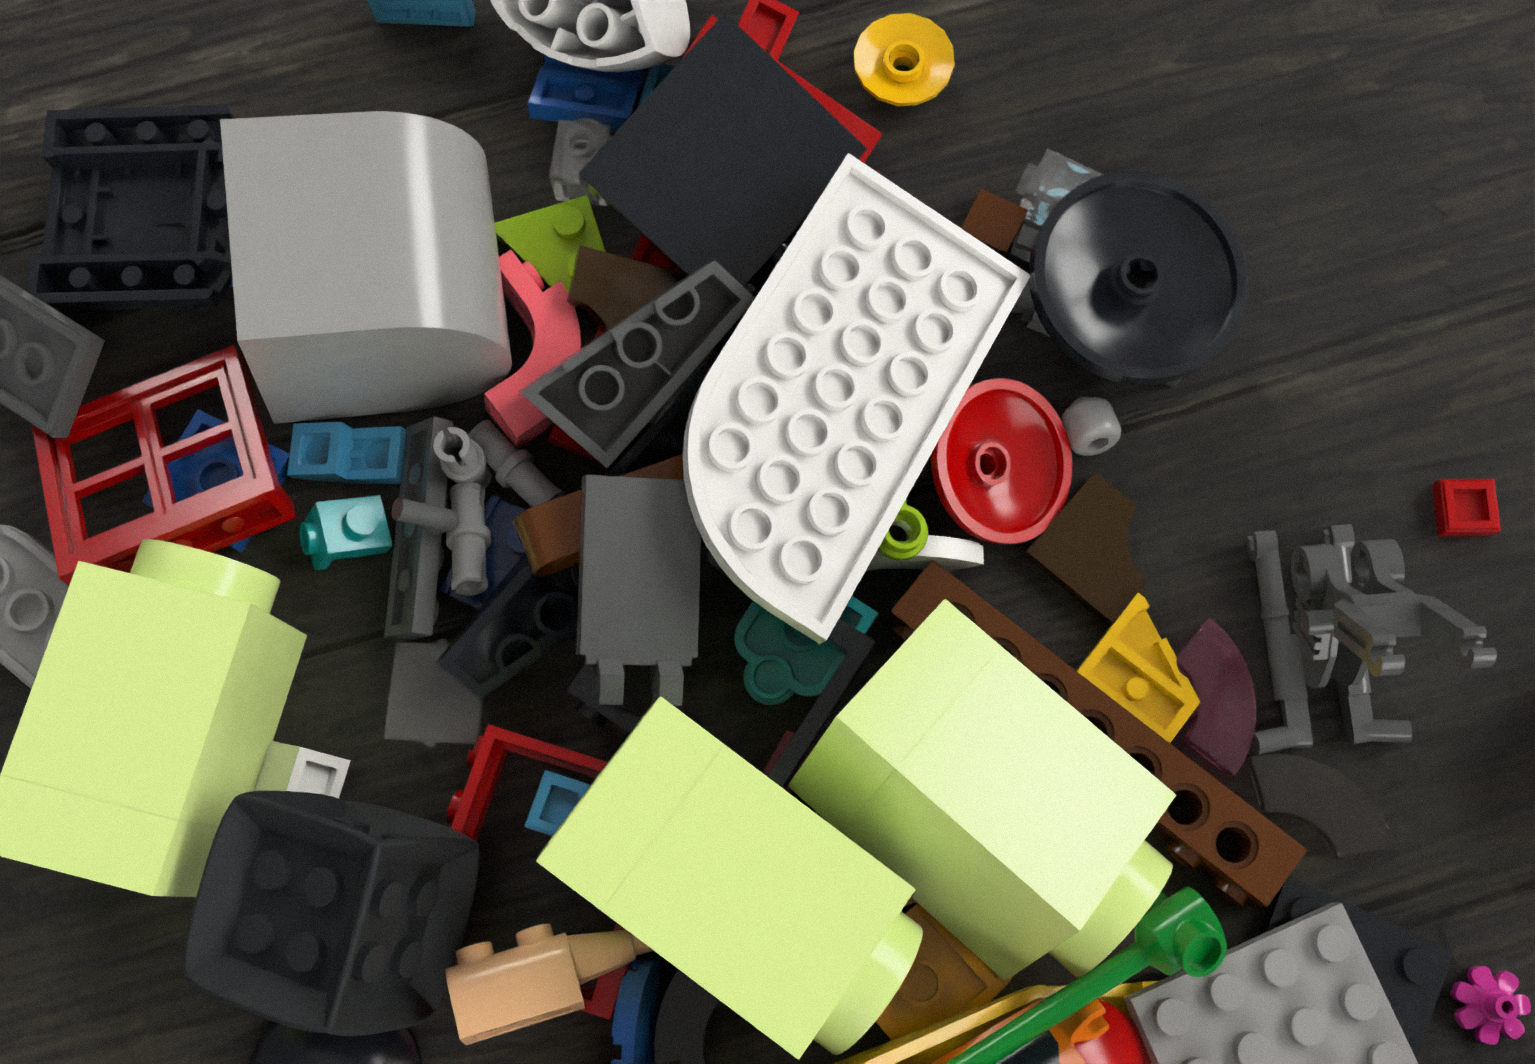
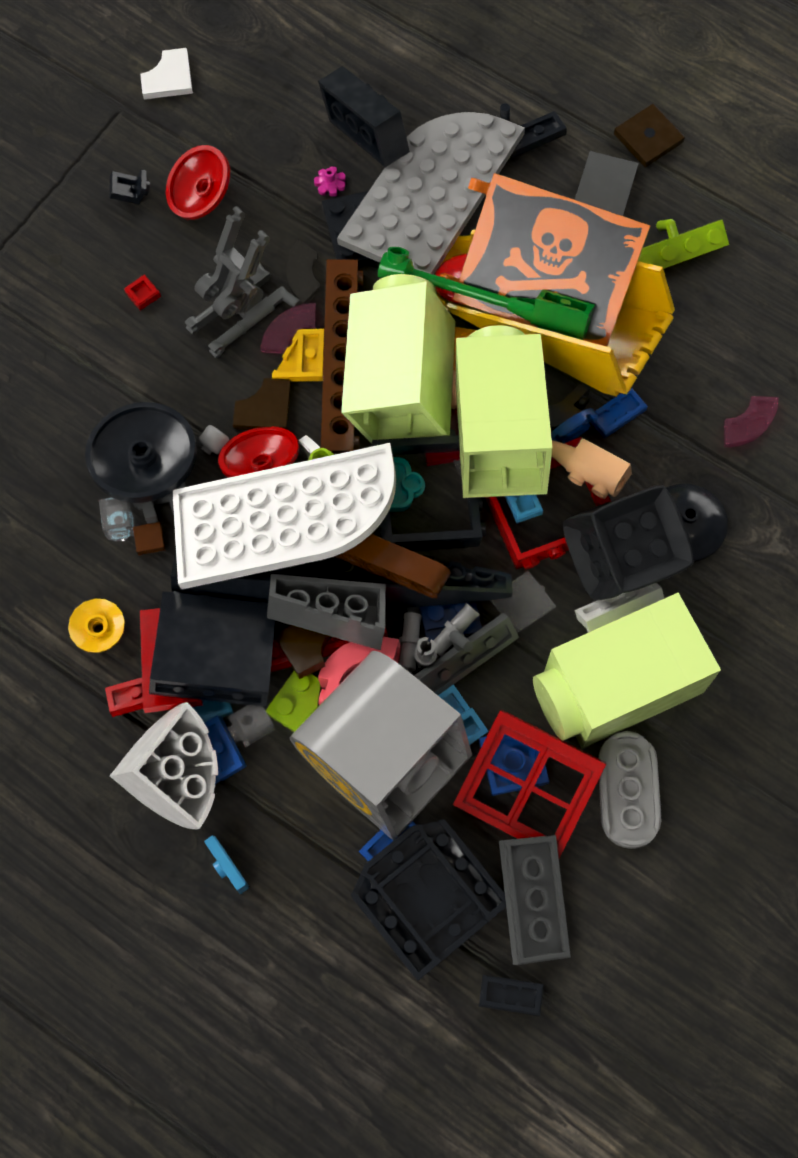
camera: 130 degrees left, 5 degrees down
(344, 530) = (491, 687): teal bracket -> none
(637, 584) = (423, 528): dark grey tile -> none

